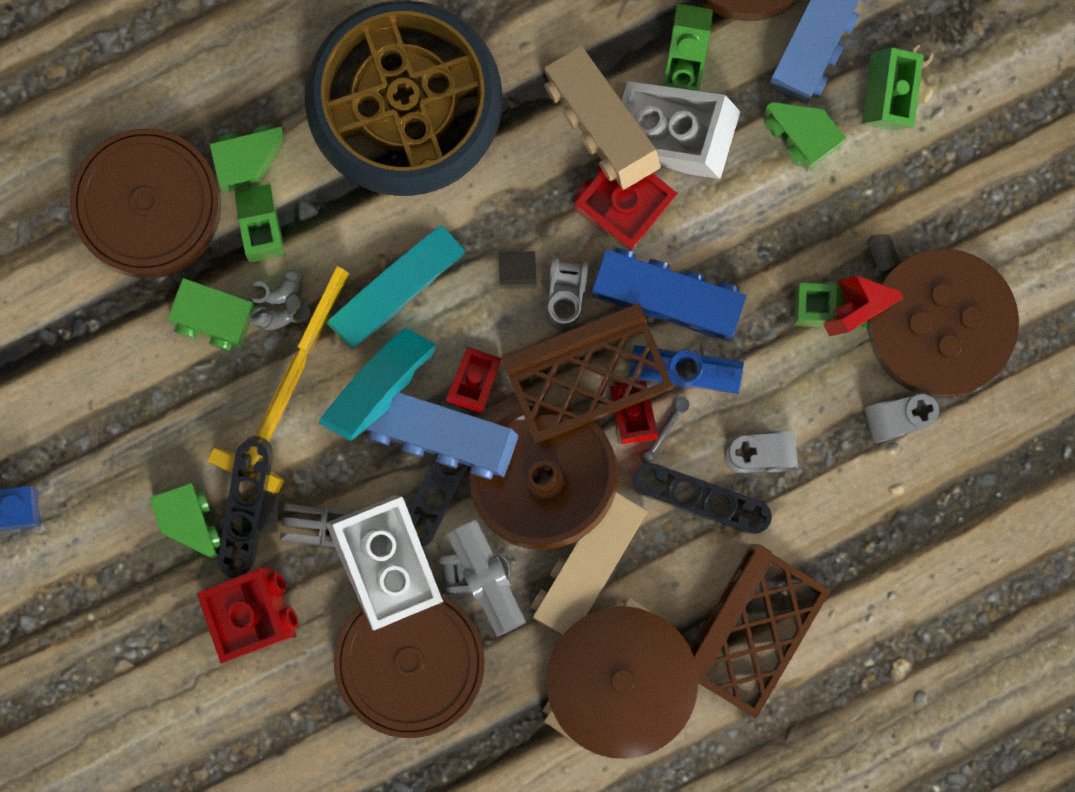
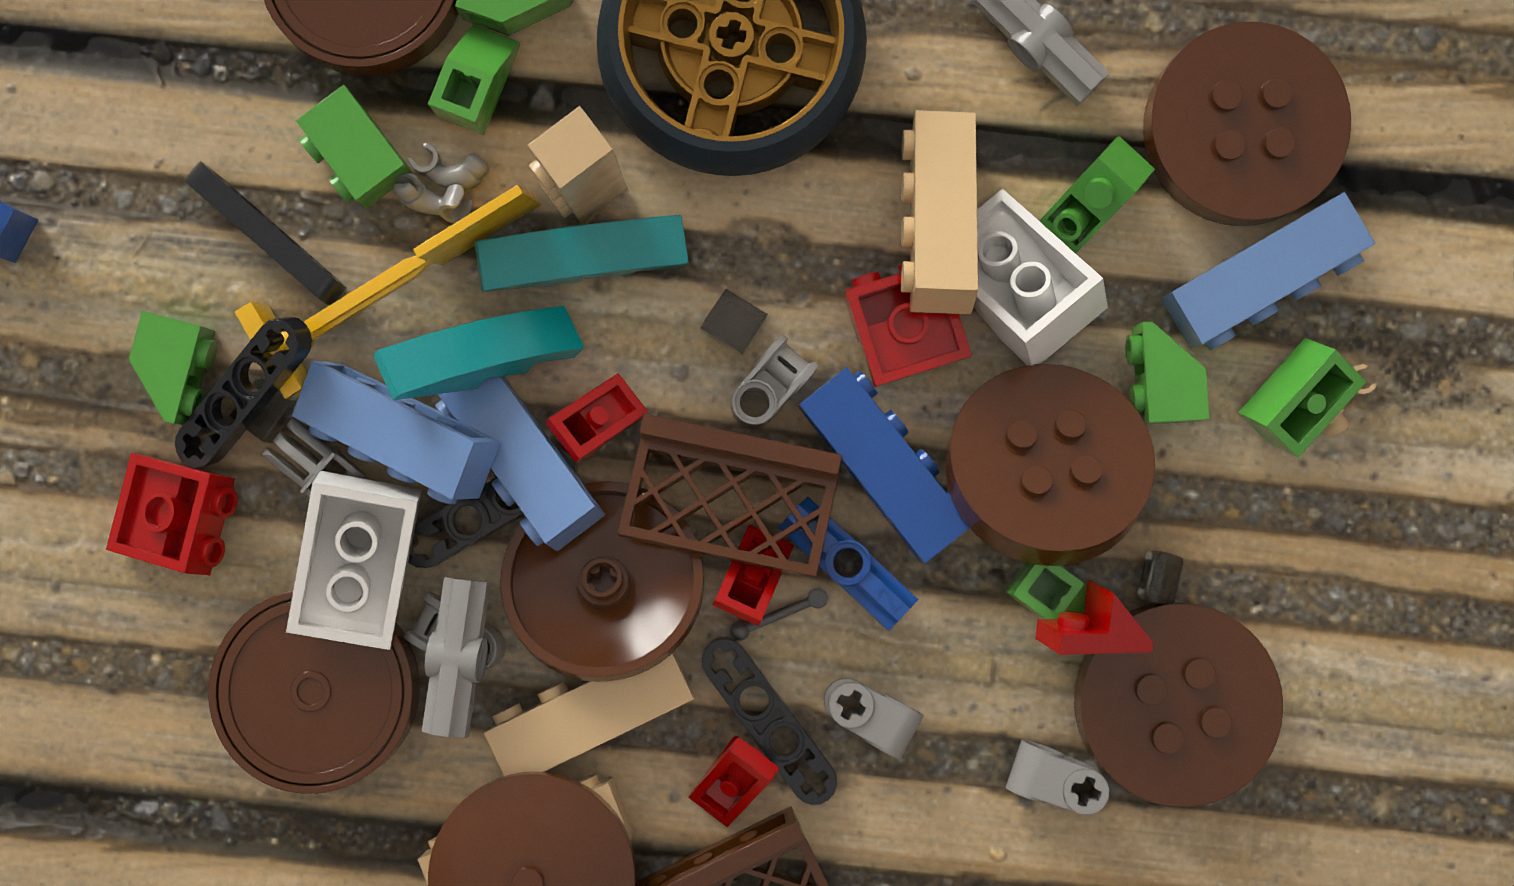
camera: 35 degrees right, 5 degrees up
(190, 403) = (265, 233): none -> black beam
(357, 466) = (400, 433): none -> medium blue brick
(367, 232) = (576, 166): none -> tan brick
(705, 548) = (733, 781): none -> red slope
(768, 227) = (1049, 464): none -> reddish brown brick

